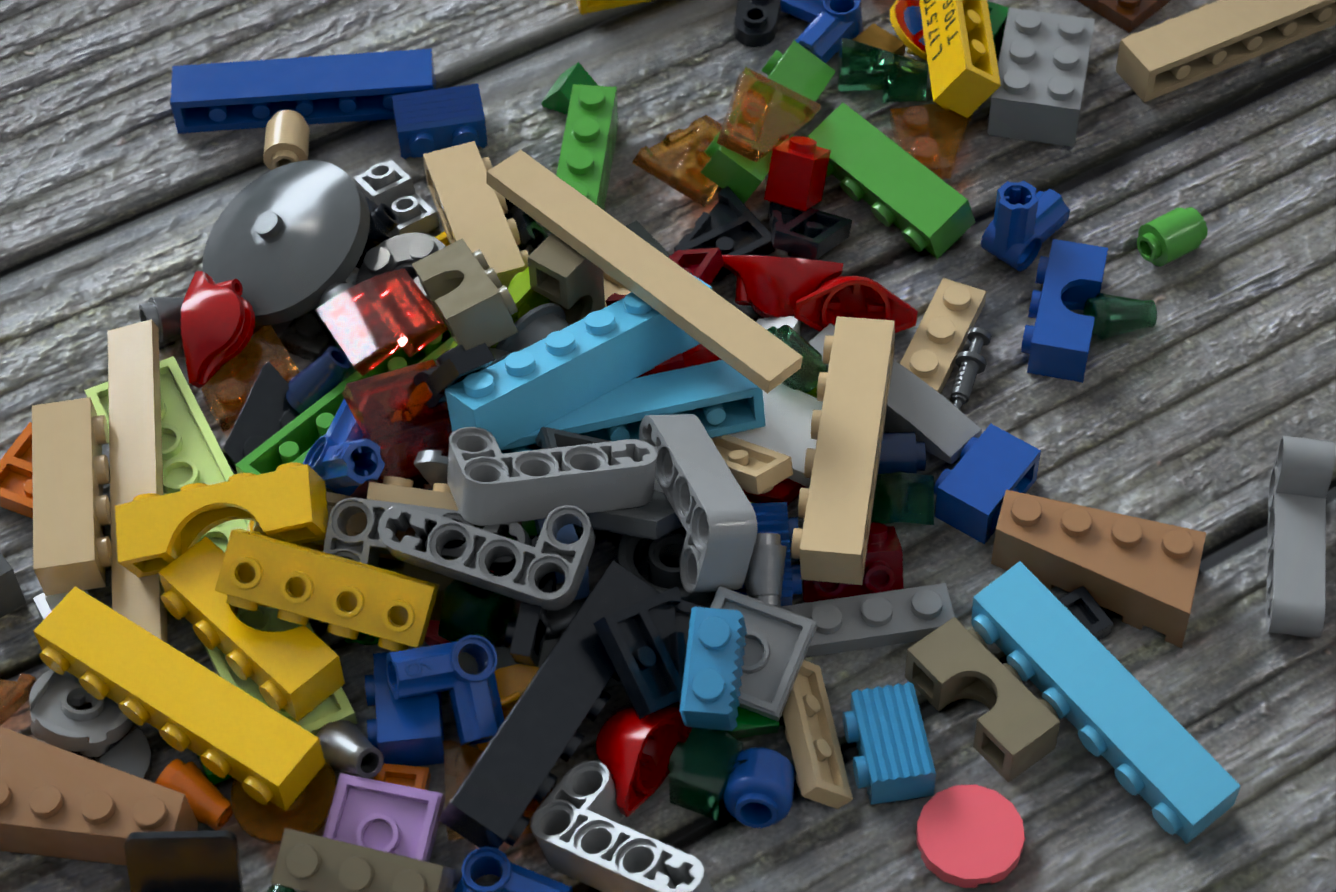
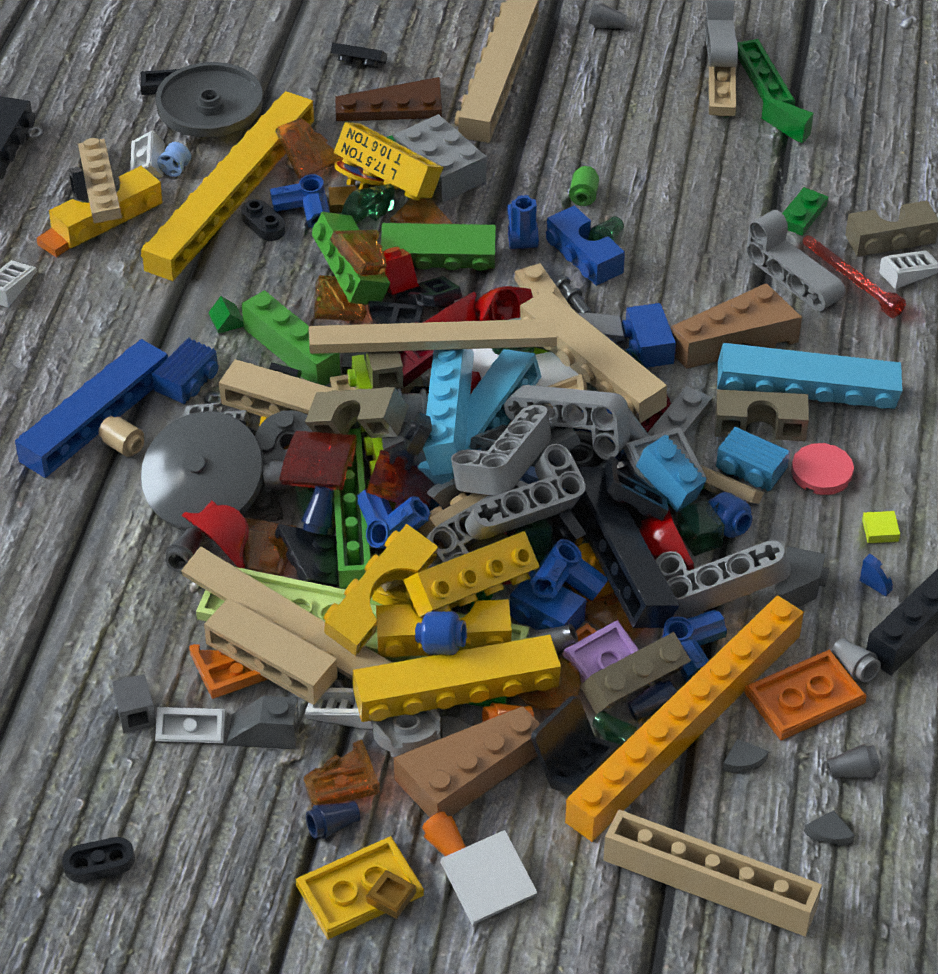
camera: 50 degrees left, 5 degrees down
(202, 627) = (441, 633): none -> blue head

